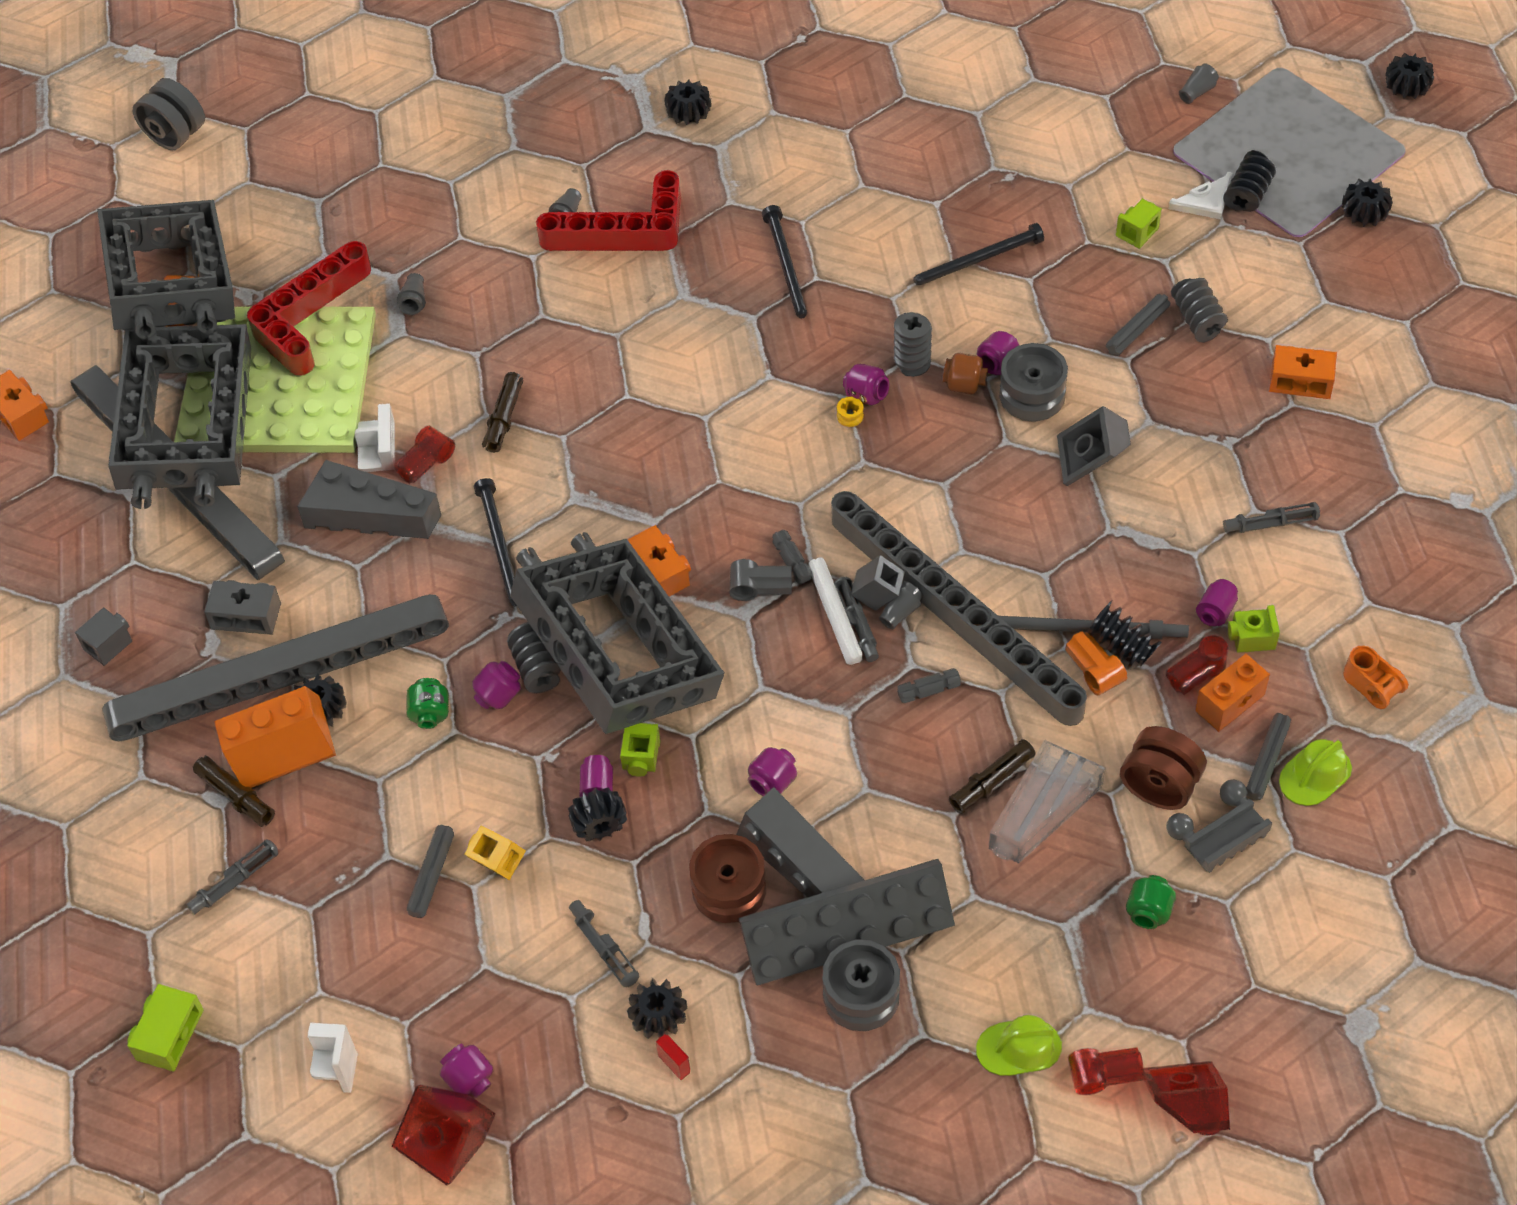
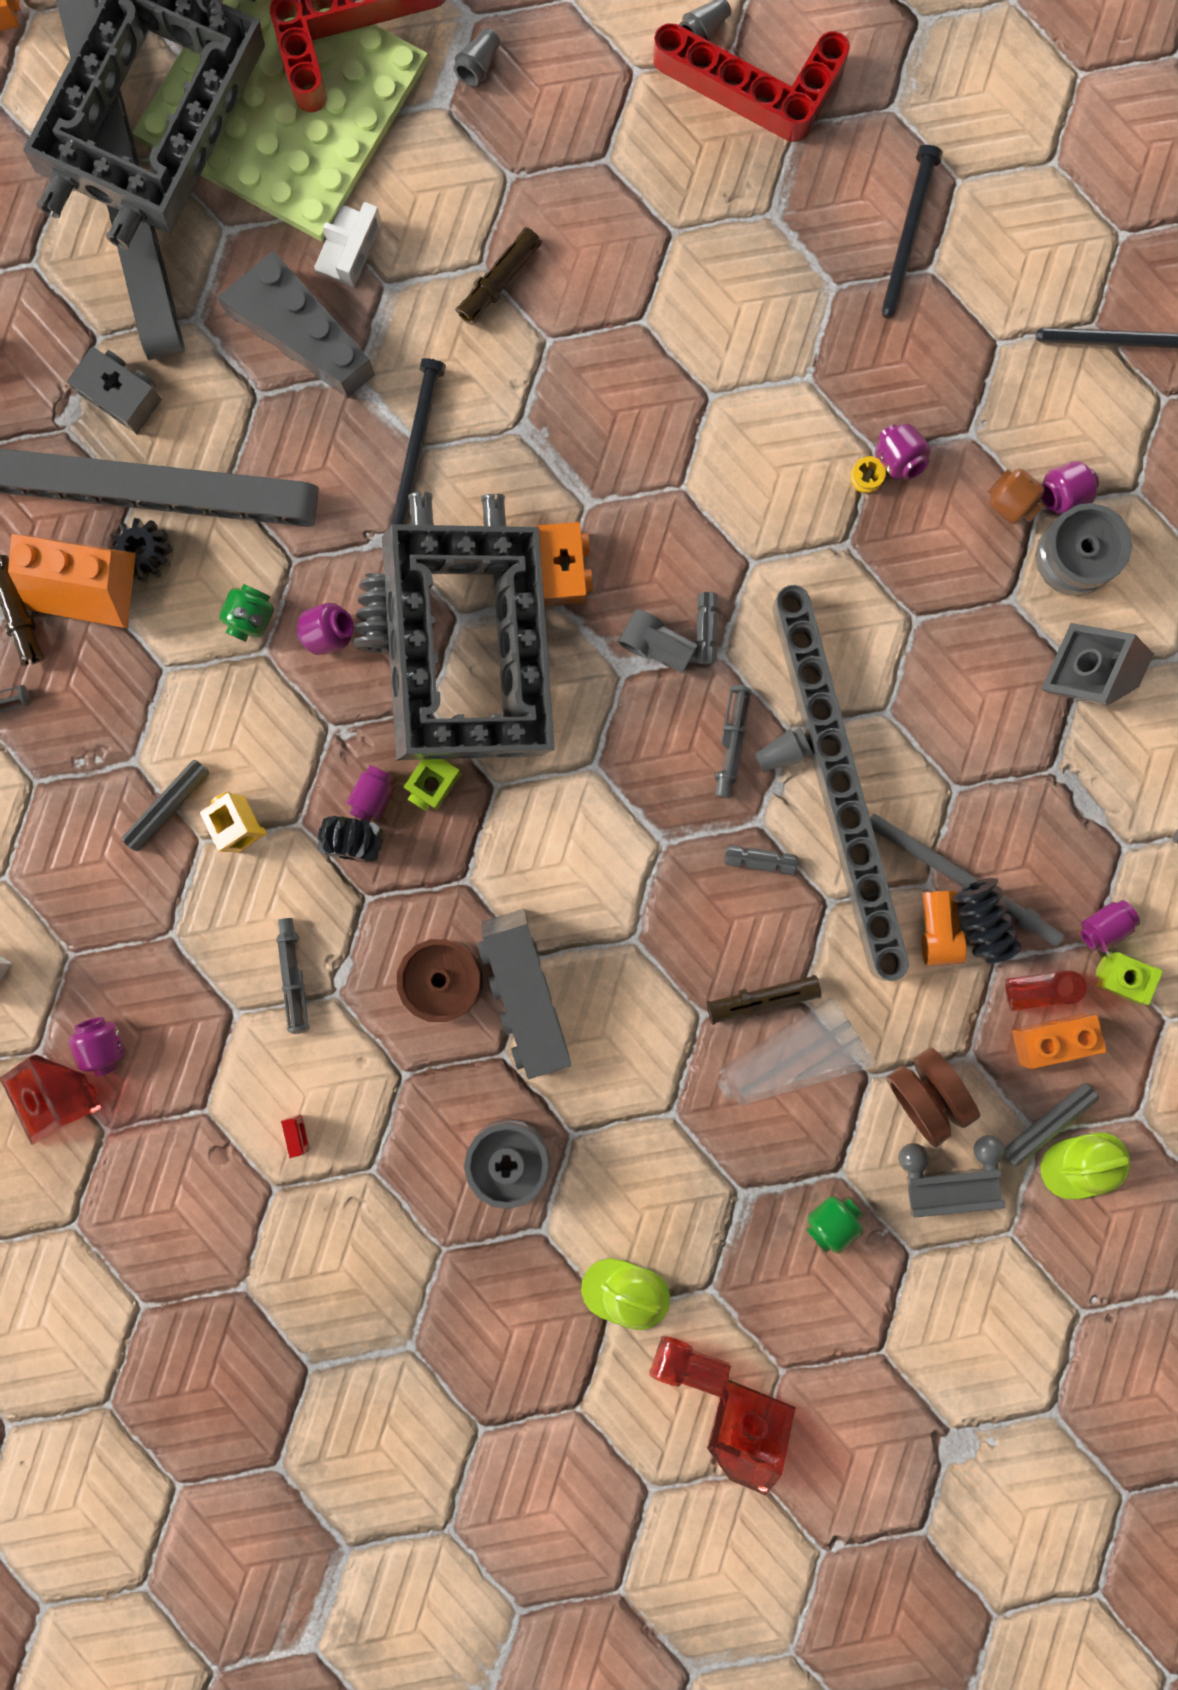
camera: 25 degrees right, 30 degrees up
(429, 448) = (398, 285): clear red piece -> none
(655, 1020) = (315, 1087): black gear -> none
(772, 770) = (548, 880): magenta head -> none
(835, 611) = (715, 719): white axle -> none
(877, 583) = (773, 717): dark grey brick -> none
(877, 909) = (529, 1092): dark grey plate -> none
(912, 343) = (981, 429): dark grey piece -> none

